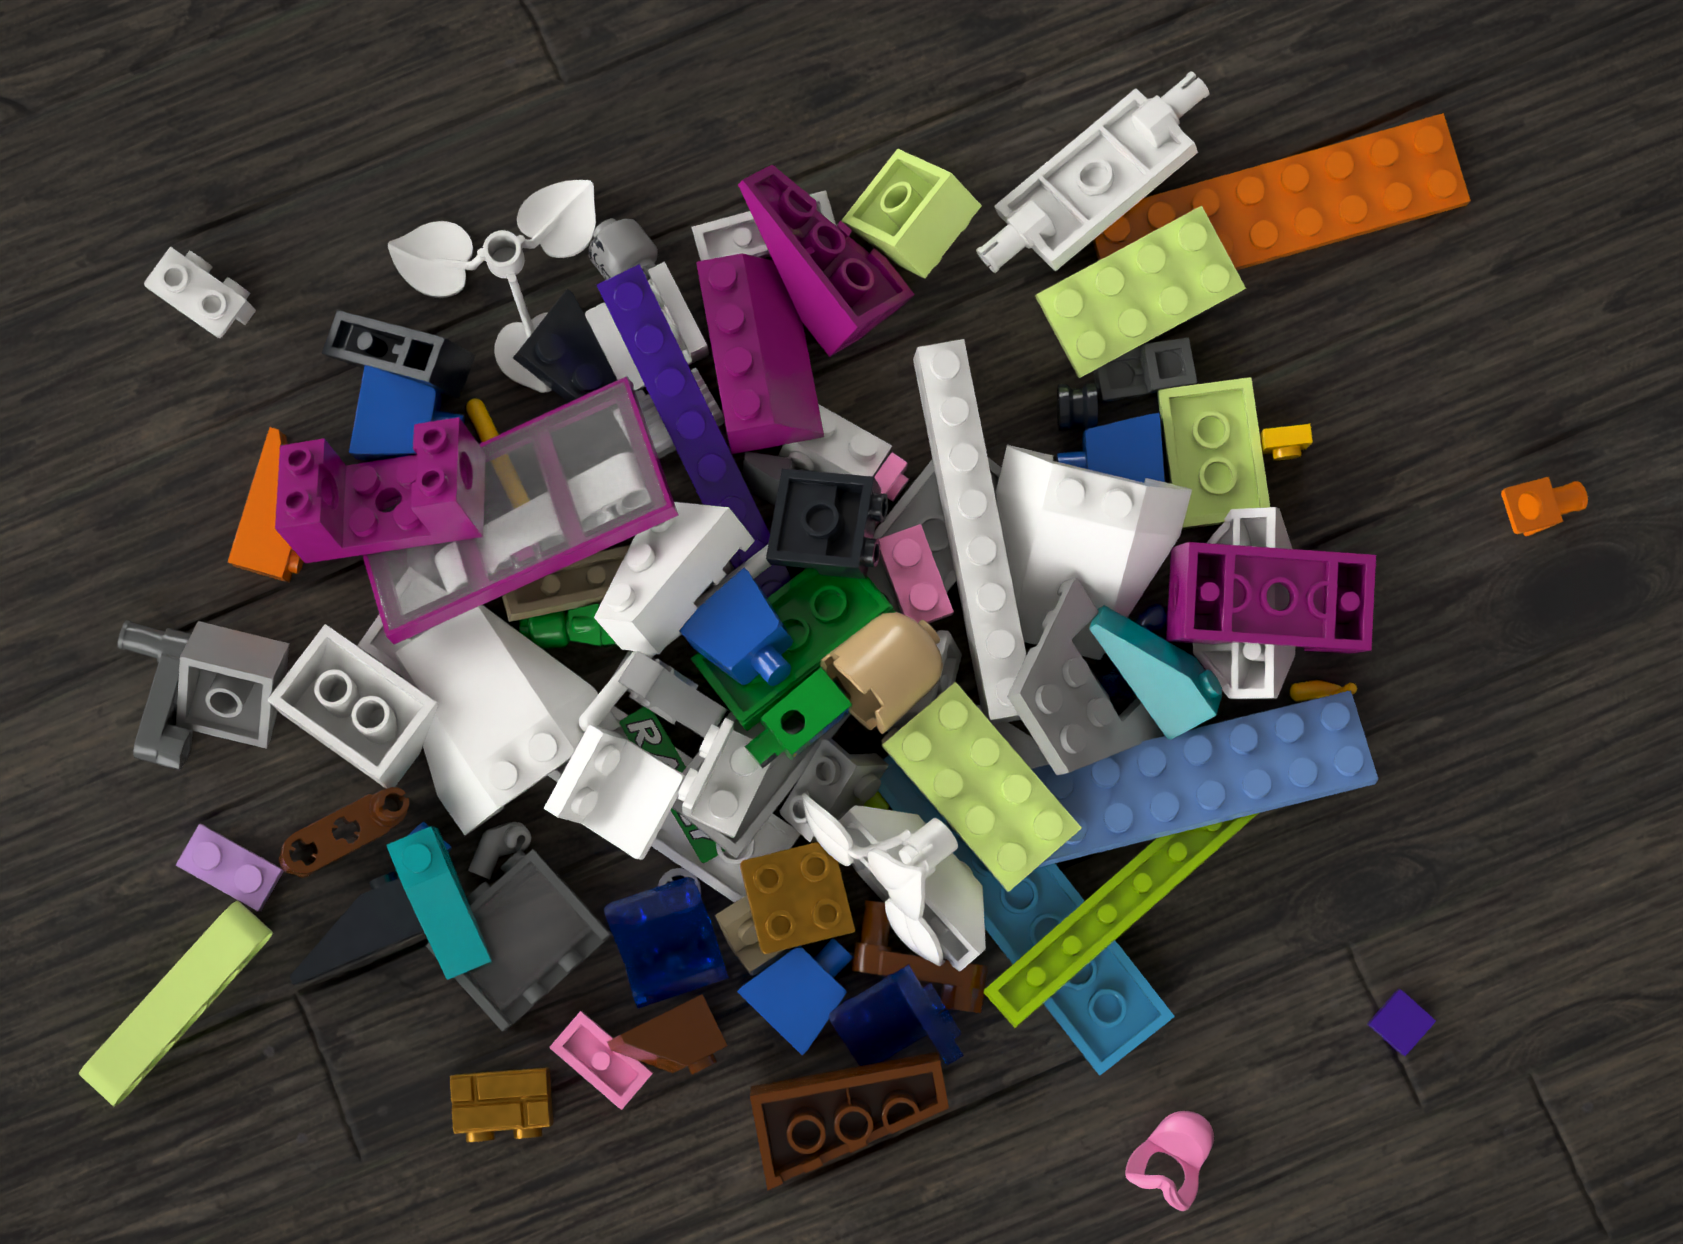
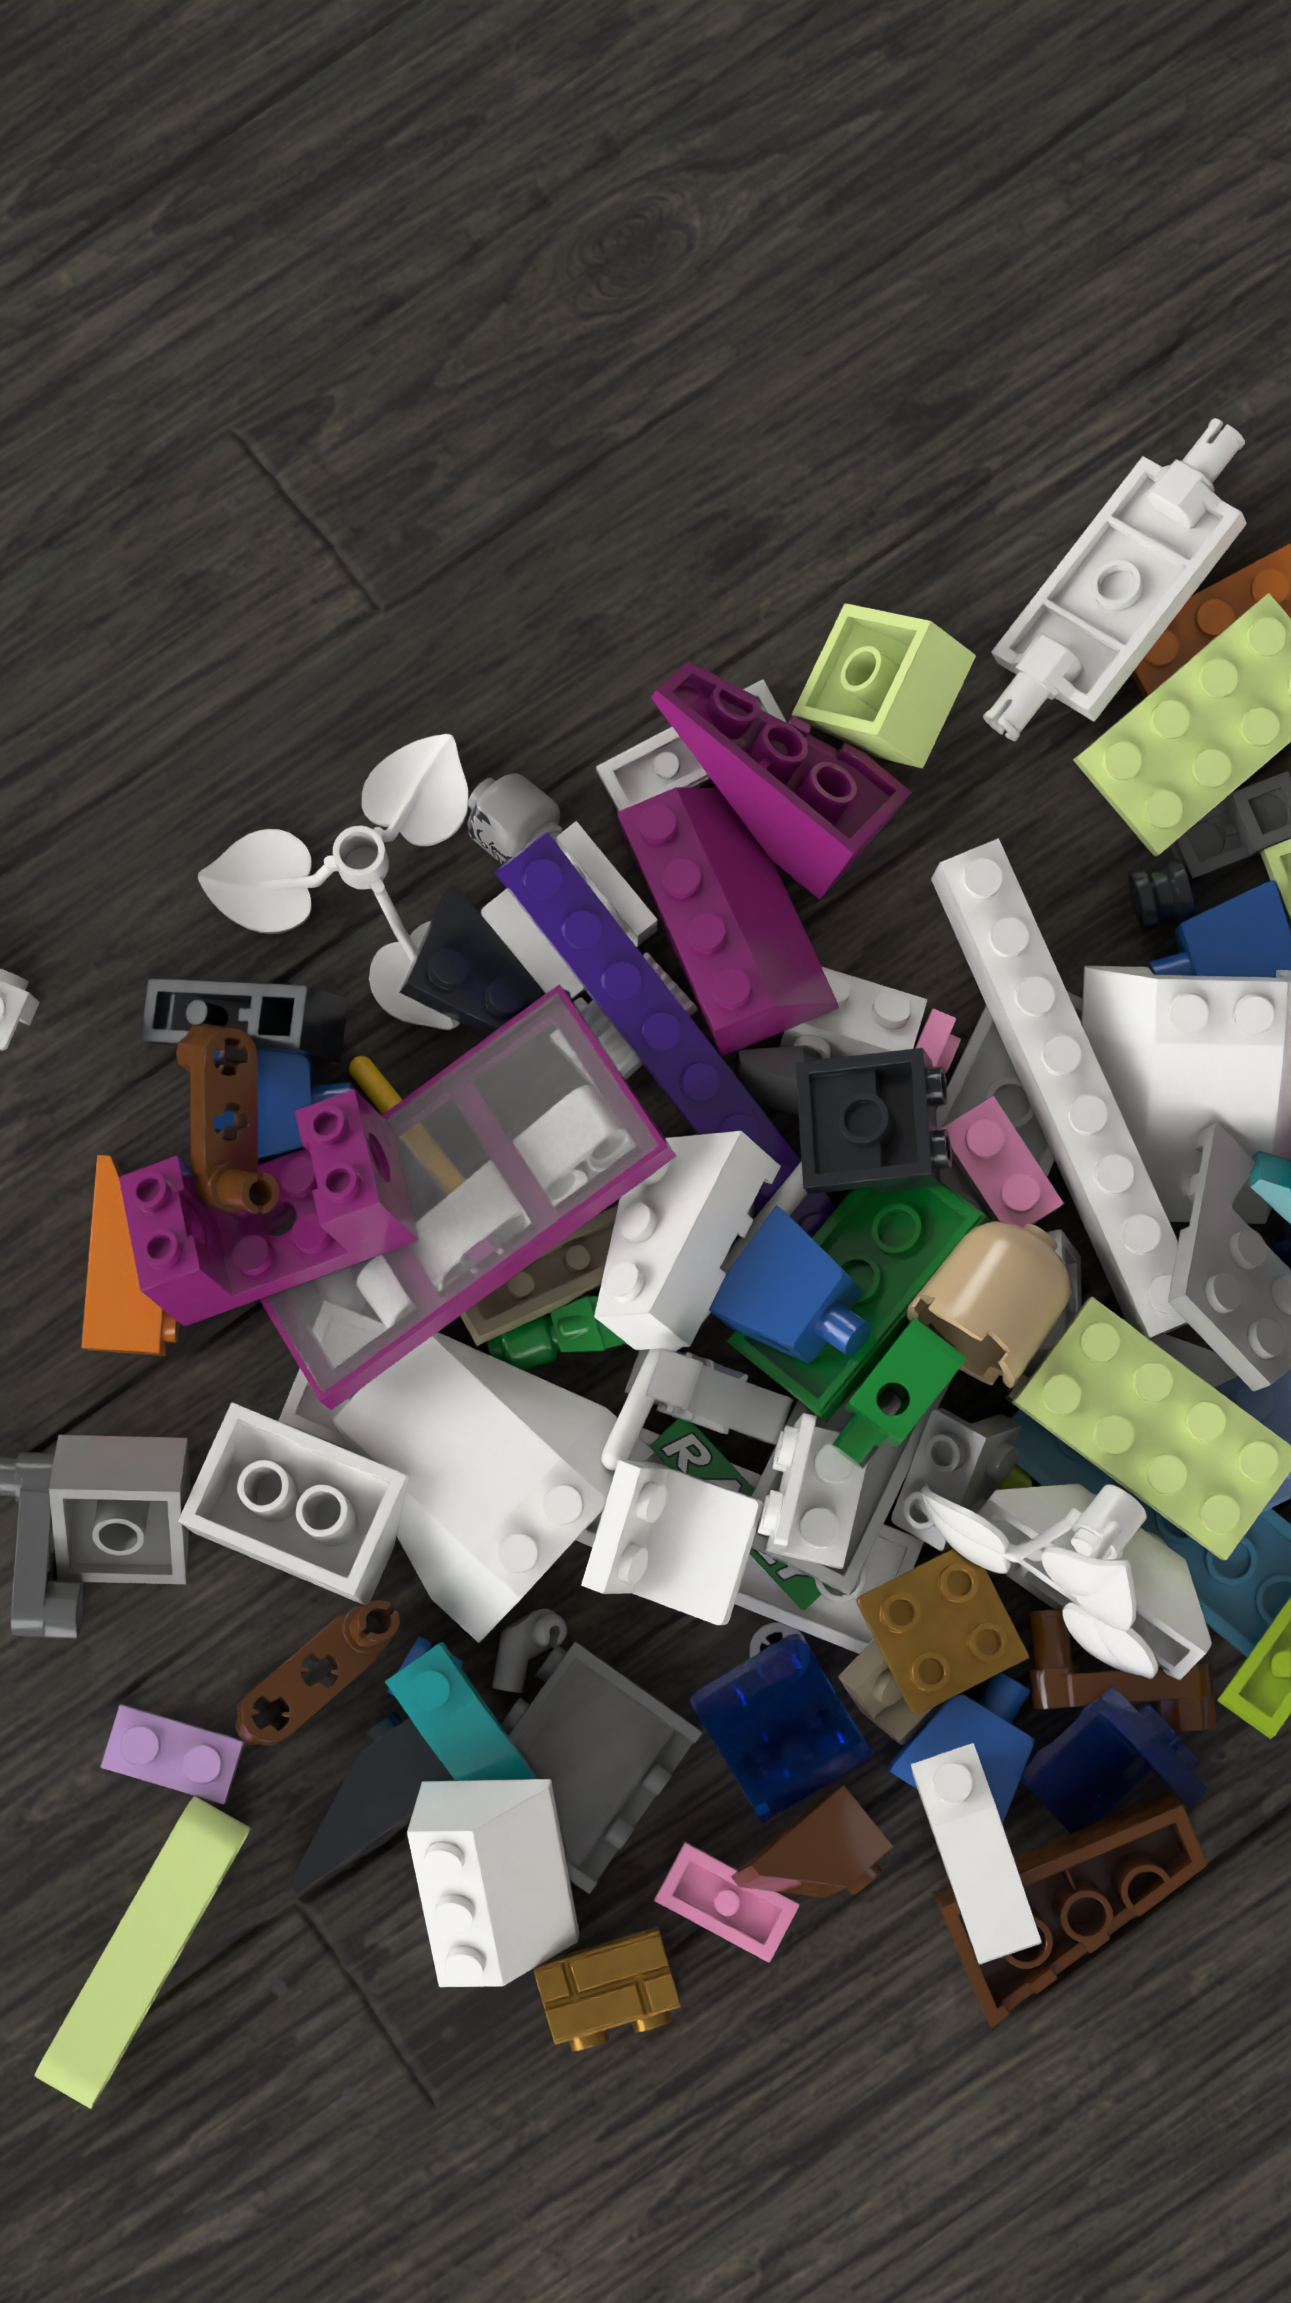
camera: 15 degrees left, 0 degrees up
(359, 454) = (225, 1165): none -> reddish brown beam
(432, 1004) = (491, 1878): none -> white slope
(782, 1061) = (976, 1853): none -> white slope

